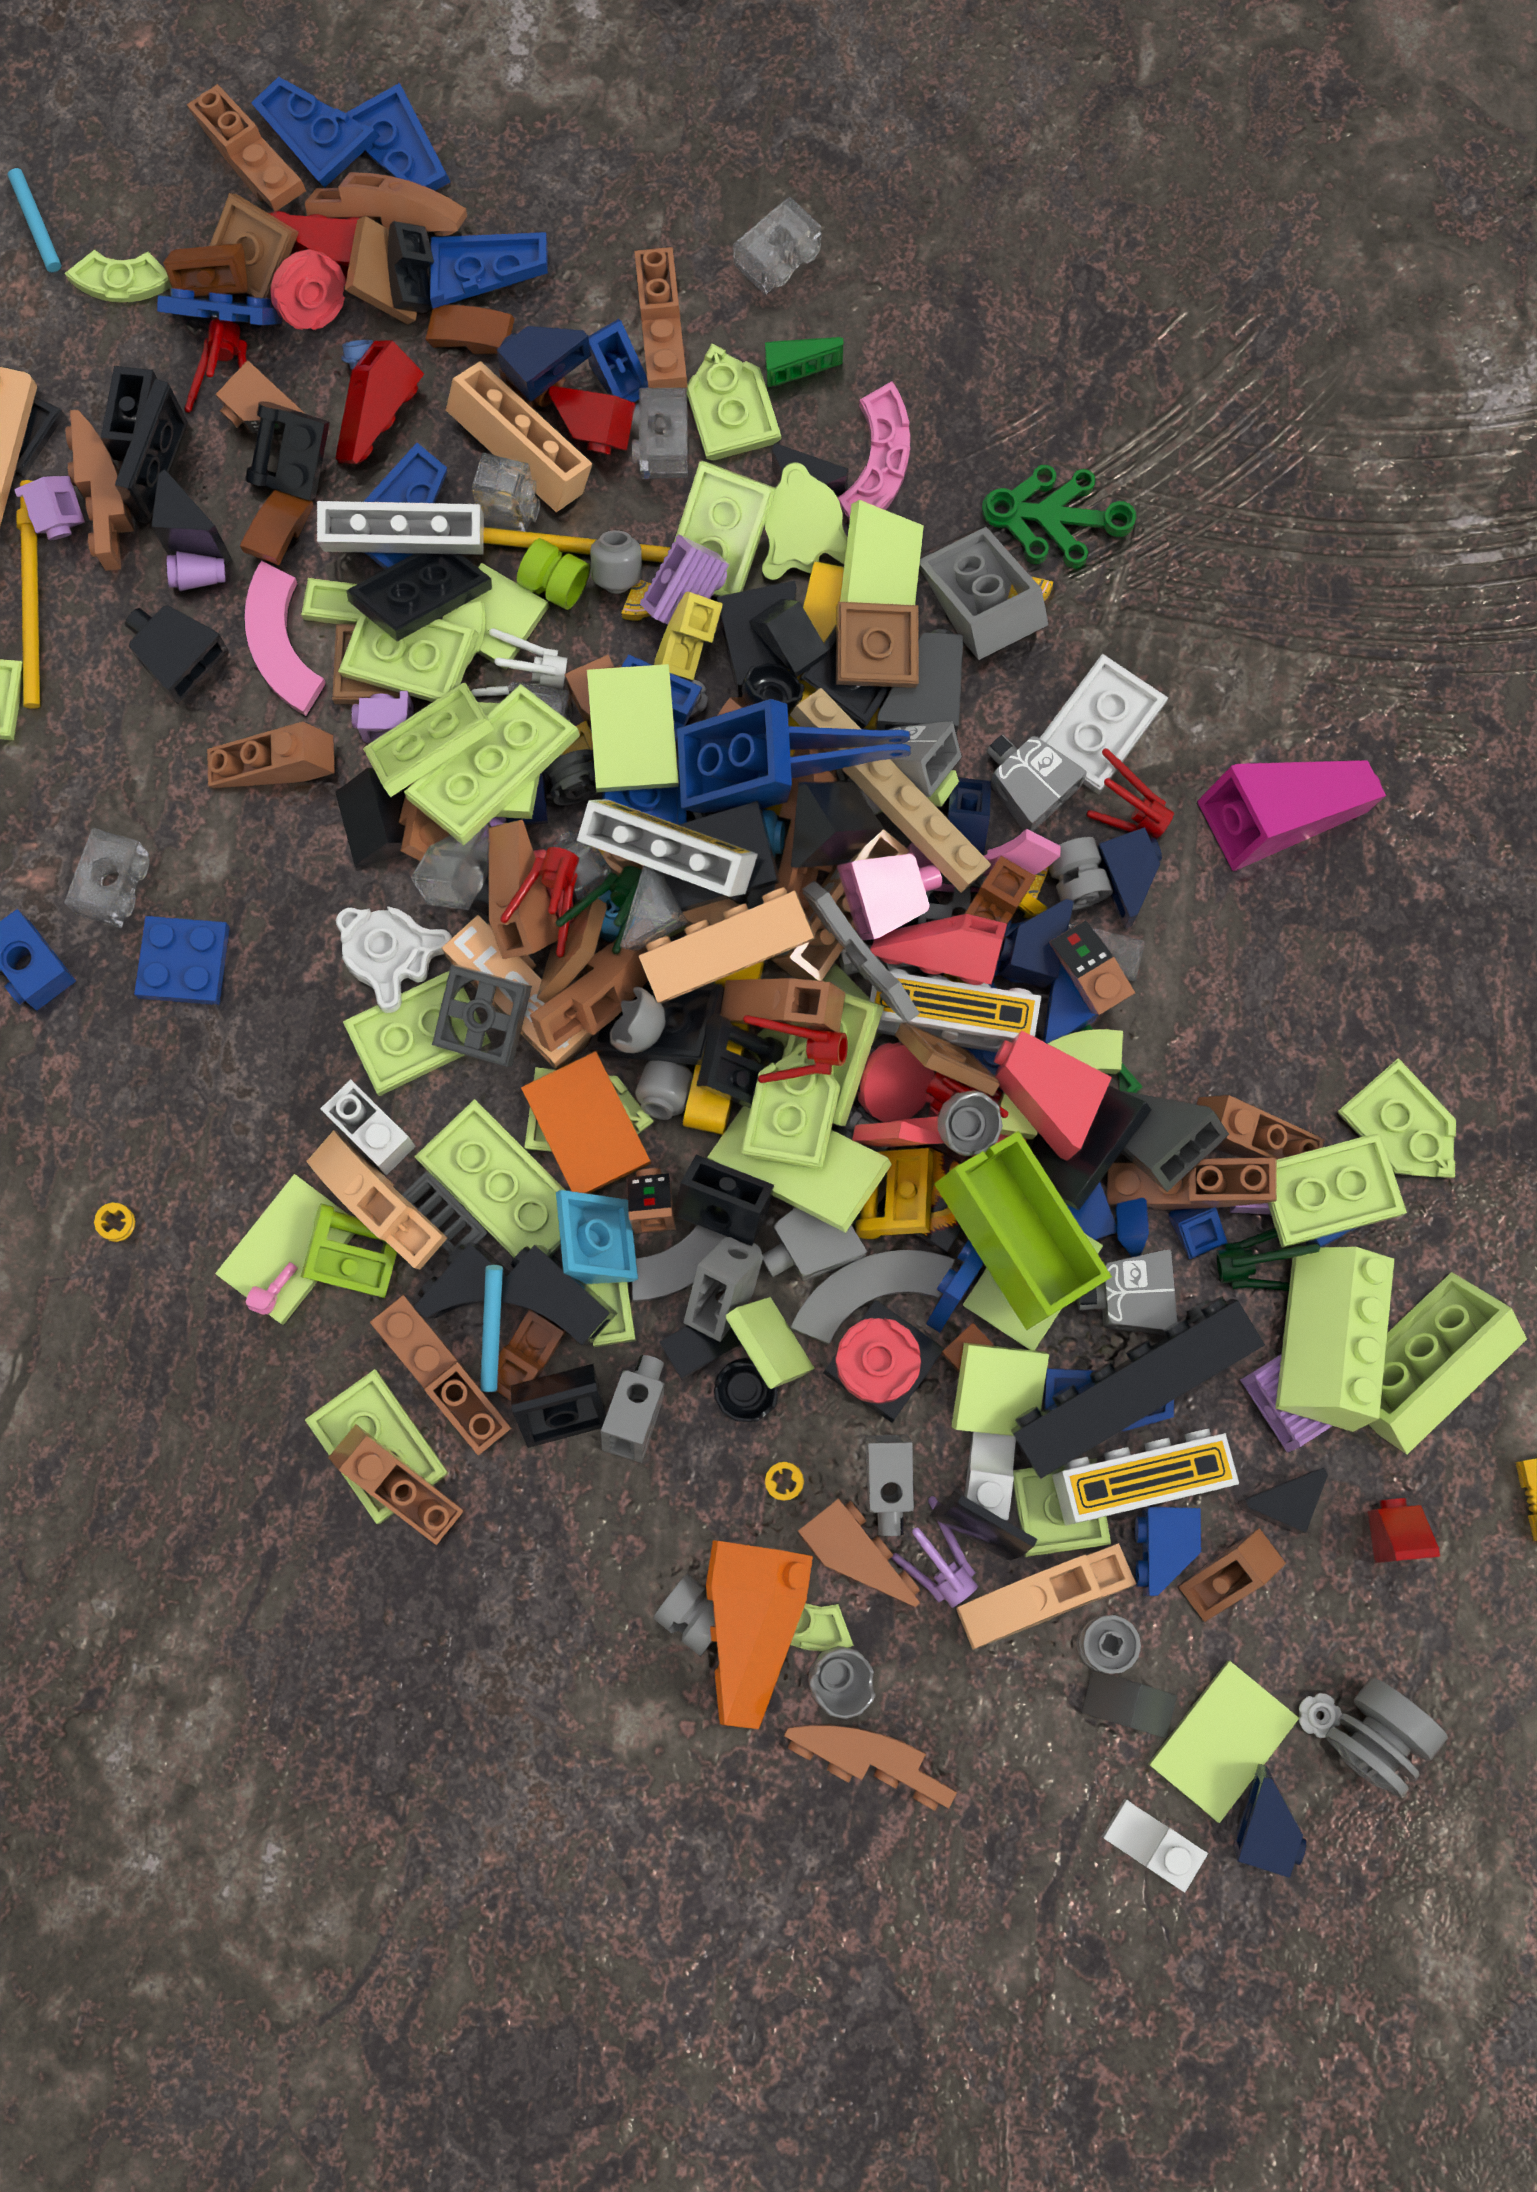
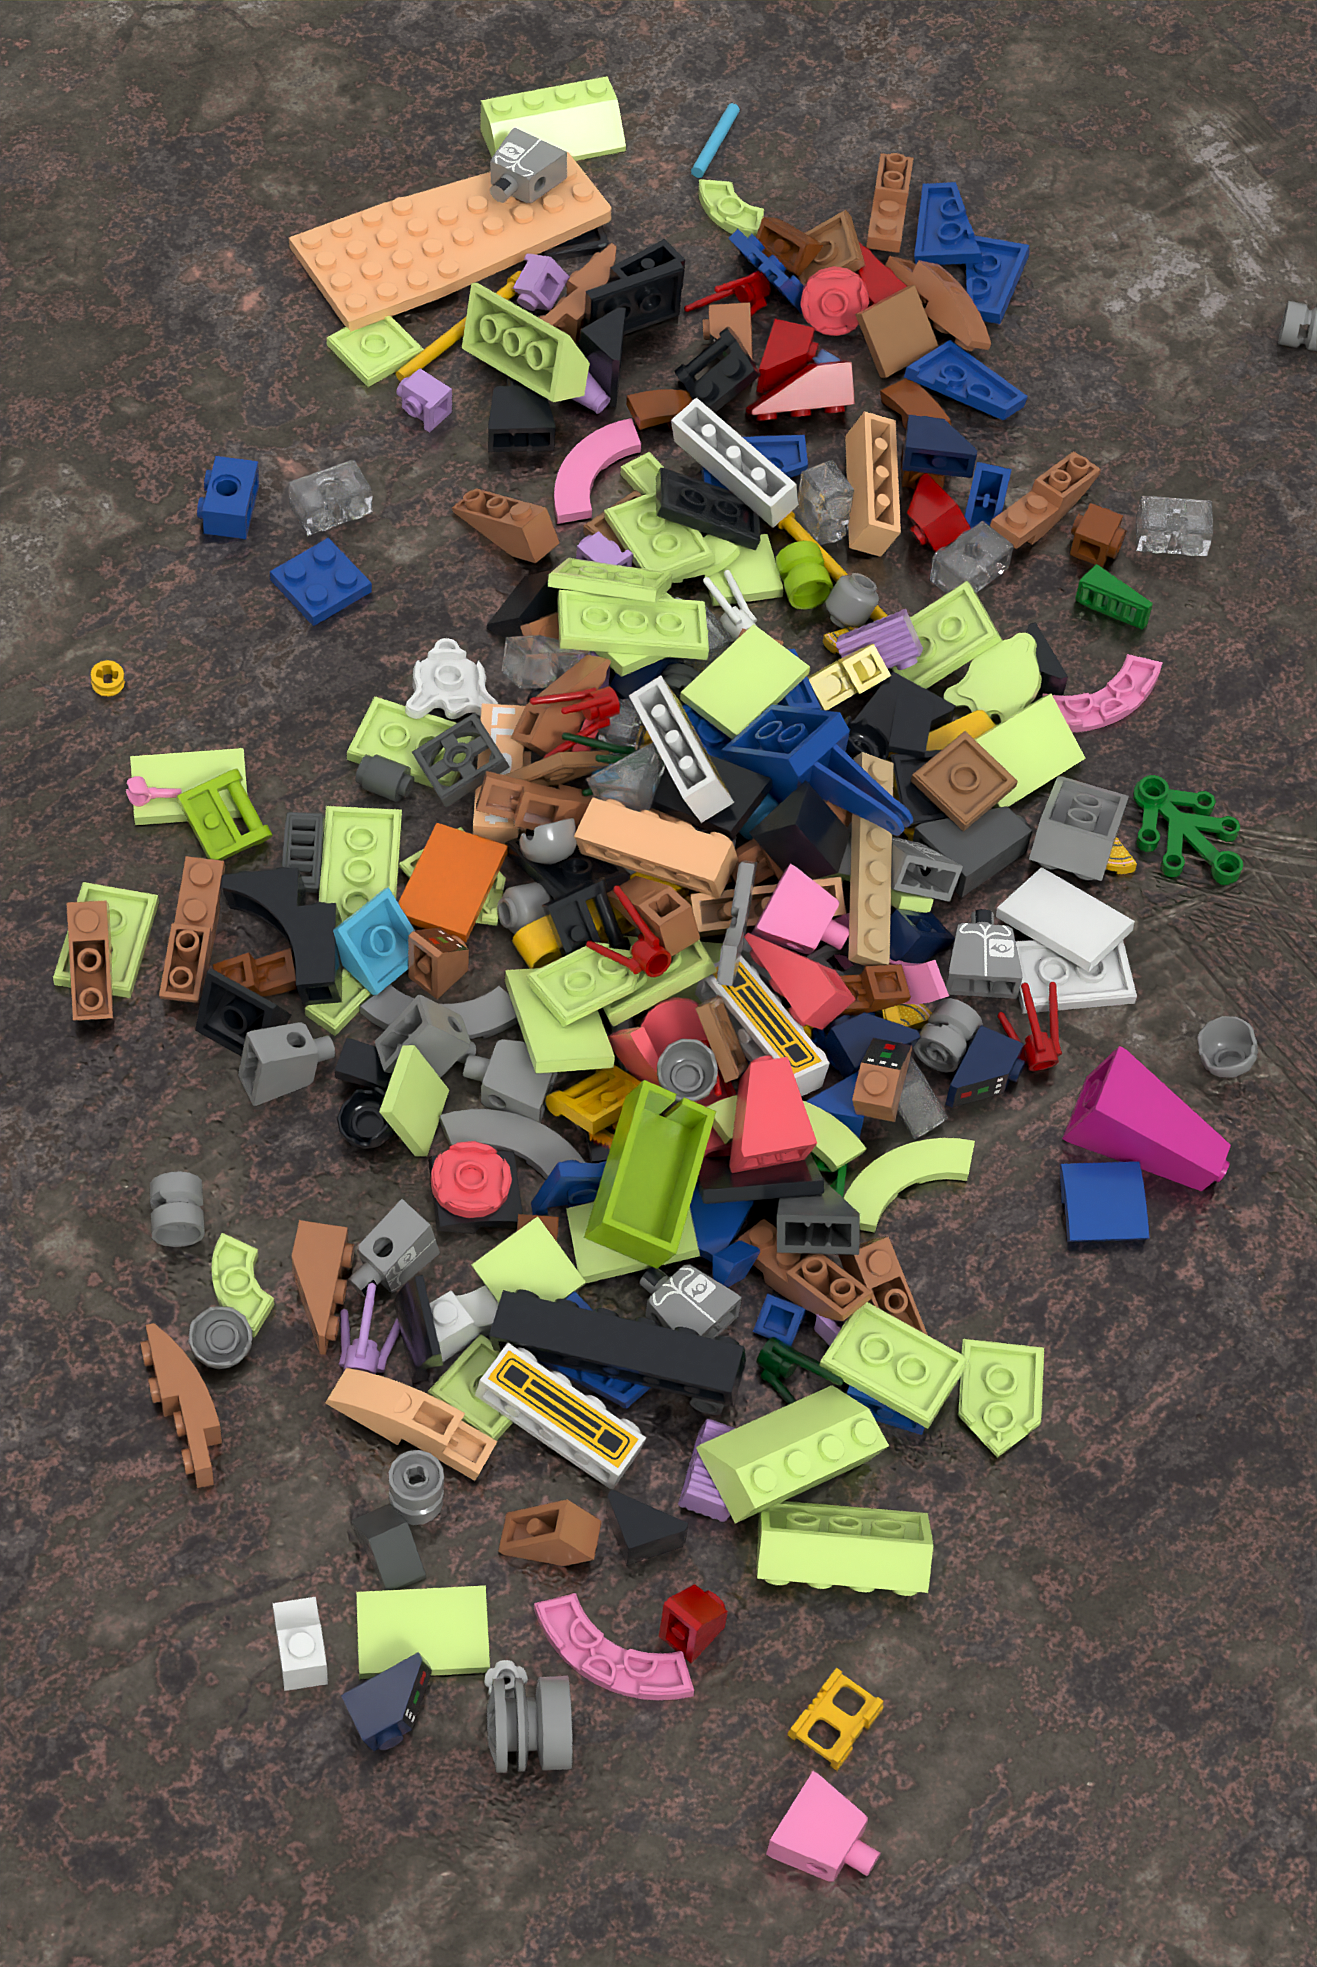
camera: 40 degrees right, 20 degrees down
(78, 708) = (425, 398): none -> lavender brick
(117, 588) = (523, 346): none -> yellowish green slope
(318, 376) = (786, 353): none -> red slope
(368, 1127) = (317, 762): white slope -> none
(375, 1200) = (270, 801): light nougat slope -> none
(407, 264) = (914, 339): black slope -> none
(433, 1086) = (384, 777): none -> dark grey brick
(491, 1328) = (253, 927): medium azure bar -> none
(723, 1200) = (483, 992): black brick -> none
(730, 311) = (1097, 535): none -> dark orange brick
(731, 406) = (1035, 588): yellowish green tile -> none
(756, 1613) = (213, 1232): orange wedge -> none
(772, 1485) = (340, 1201): yellow bush -> none
(1056, 685) = (1065, 919): none -> white tile
(1154, 1022) = (902, 1167): none -> yellowish green tile
(1169, 1545) = (528, 1476): blue slope -> none
(1278, 677) = (1227, 1046): none -> light grey hair
(1318, 895) = (1104, 1201): none -> blue slope
(1365, 1623) = (606, 1664): none -> bright pink tile

